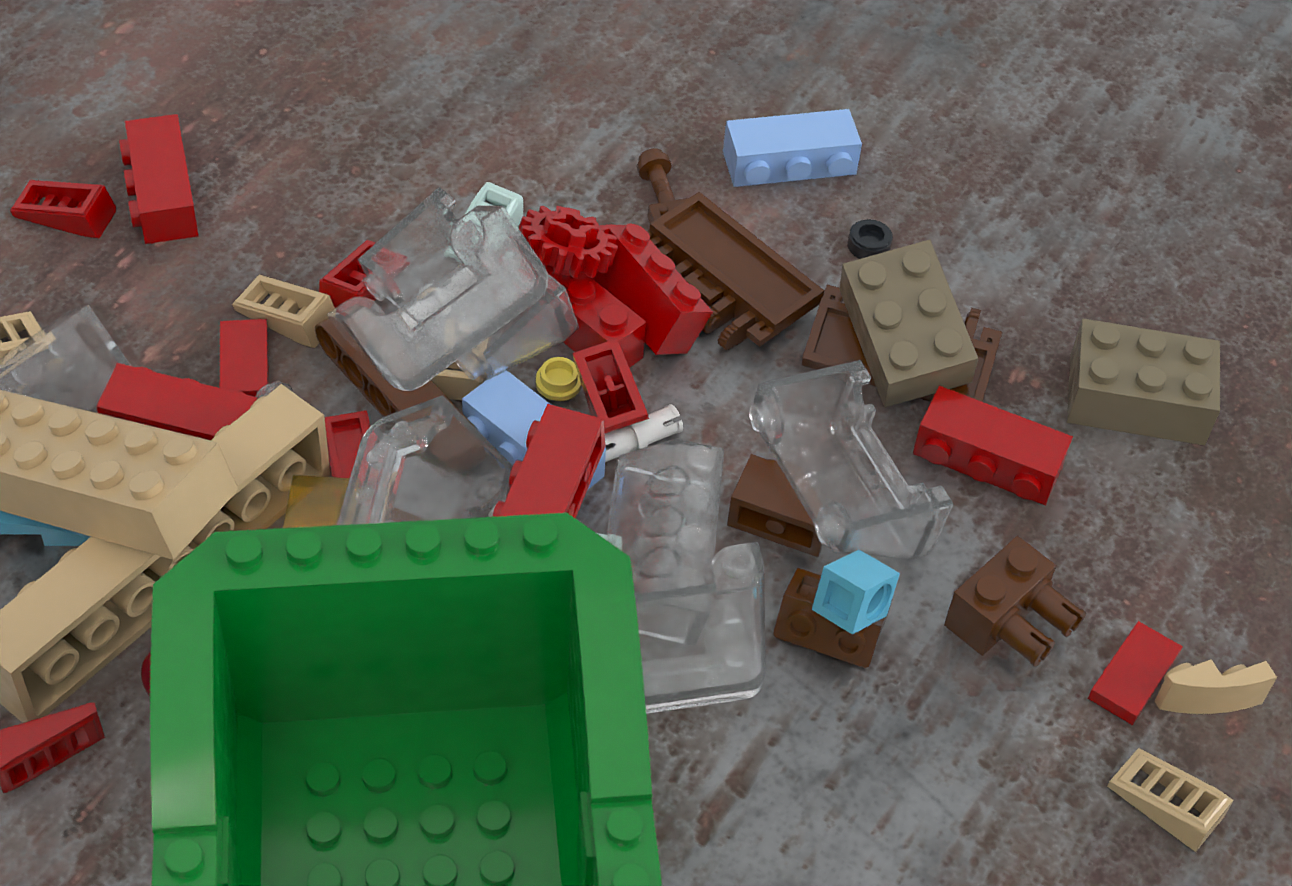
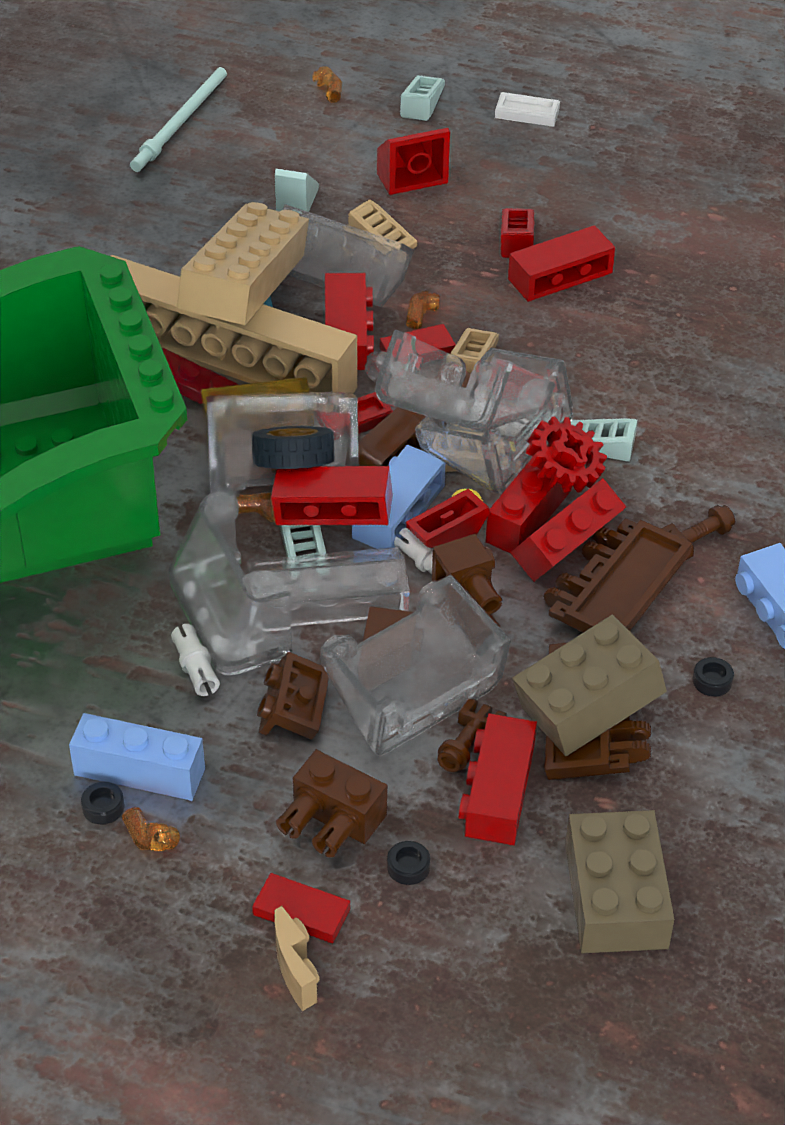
camera: 80 degrees right, 5 degrees down
(166, 333) = (419, 305): none -> clear orange arm
(463, 485) = (293, 447): none -> black wheel
(714, 395) = (471, 567): none -> reddish brown brick
(747, 707) = (195, 660): none -> white pin
(855, 591) = (292, 683): medium azure brick -> none
(899, 445) = (454, 754): none -> reddish brown hinge
(906, 794) = (137, 756): none -> light blue brick
(953, 853) = (102, 803): none -> black tile
(1016, 809) = (149, 835): none -> clear orange arm
(1082, 560) = (408, 862): none -> black tile
(1174, 819) = (177, 967): tan slope -> none

